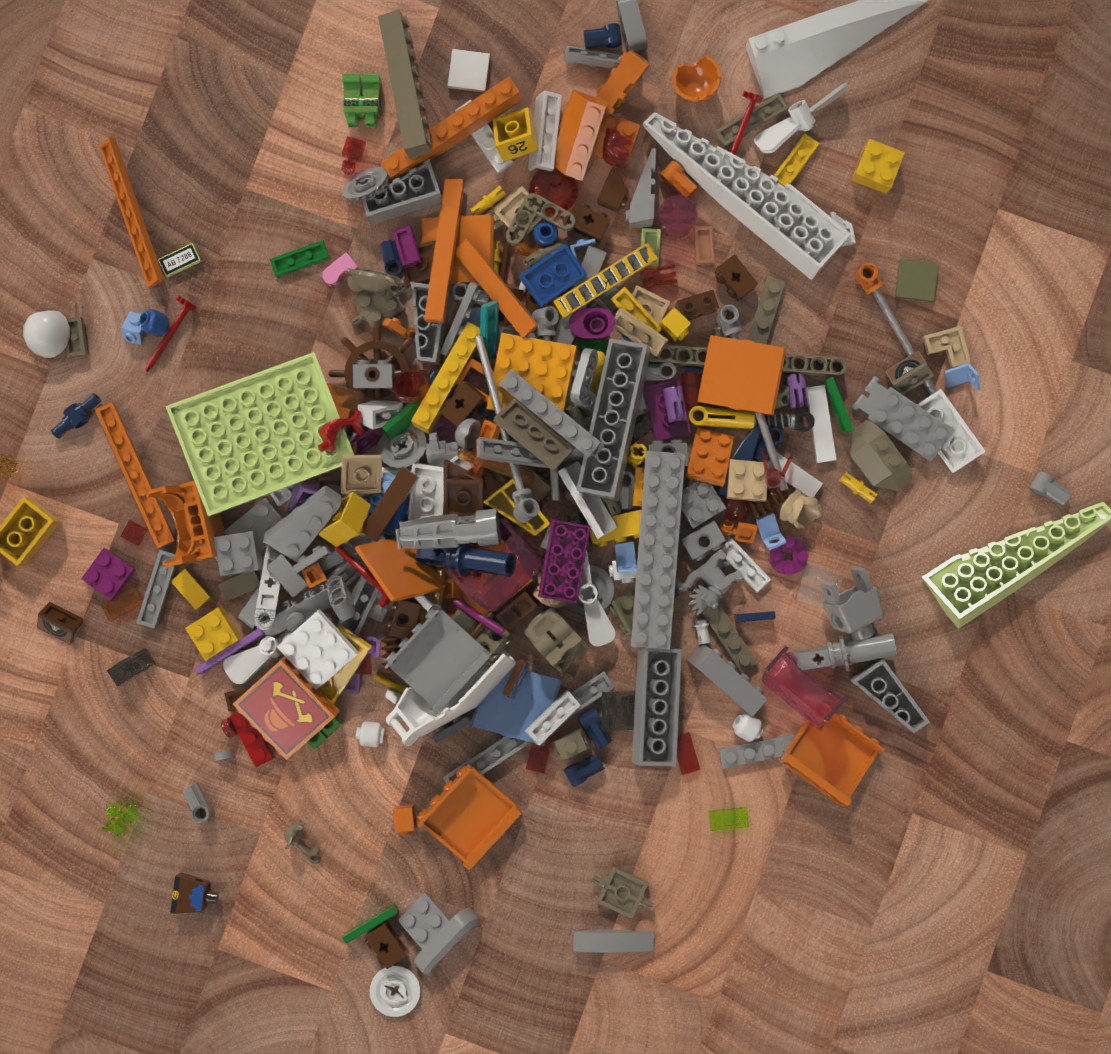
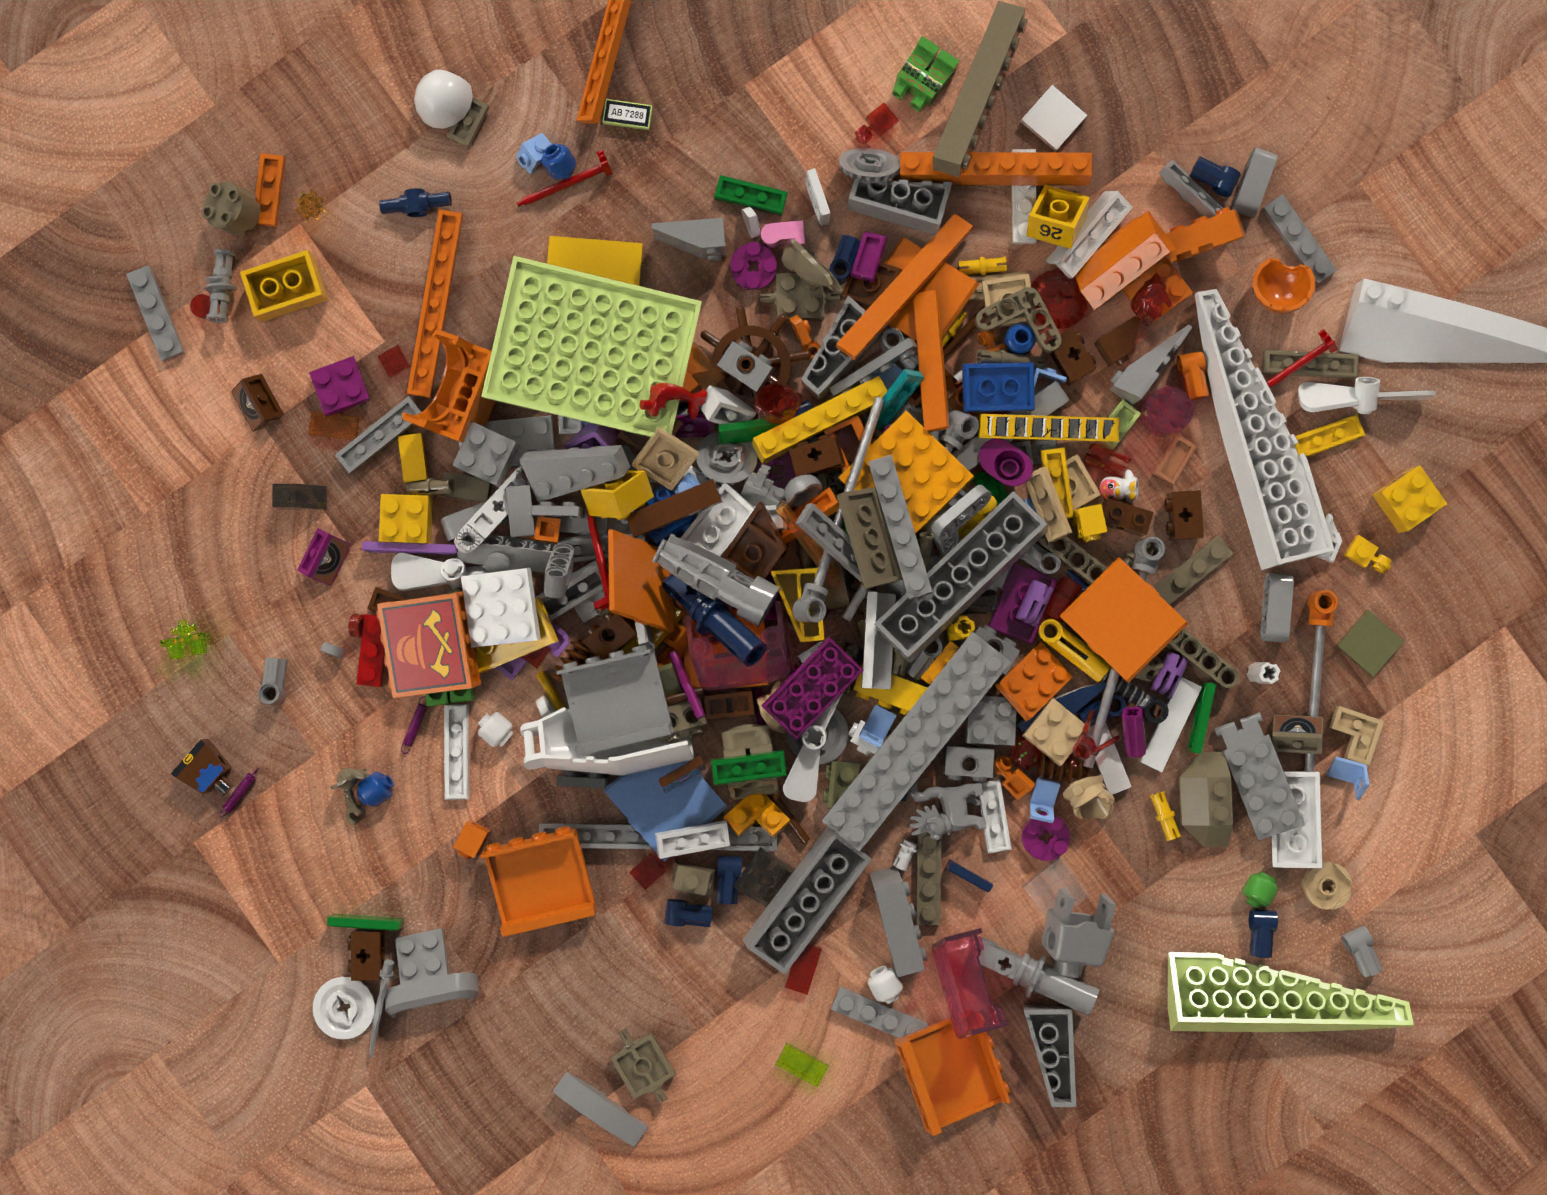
camera: 30 degrees right, 0 degrees up
(175, 696) = (323, 557): none -> panel
(216, 600) = (431, 487): none -> dark tan pin
(226, 889) = (238, 793): none -> magenta piece
(229, 367) = (598, 257): none -> yellow tile
(281, 311) = (698, 237): none -> light grey slope
(312, 276) = (751, 221): none -> white tile
(314, 768) = (414, 725): none -> magenta piece
(316, 829) = (375, 789): none -> blue head
(340, 314) = (753, 253): none -> magenta plate
(346, 230) = (817, 198): none -> white tile
(354, 767) = (456, 752): none -> white tile
(407, 949) = (385, 974): none -> light grey sword
(557, 643) = (748, 767): none -> green tile
(581, 669) = (760, 809): none -> light orange plate
(608, 659) = (794, 824): none -> reddish brown bar
(679, 289) = (1119, 488): none -> animal
(686, 41) = (1298, 238): none -> light grey plate
(799, 445) = (1134, 732): none -> magenta axle
(838, 298) = (1276, 607): none -> light grey beam
(858, 347) = (1263, 673): none -> white axle
(871, 222) = (1363, 552): none -> yellow plate
(954, 494) = (1260, 890): none -> bright green head
(973, 517) = (1262, 926): none -> dark blue piece
(1006, 455) = (1326, 899): none -> tan plate

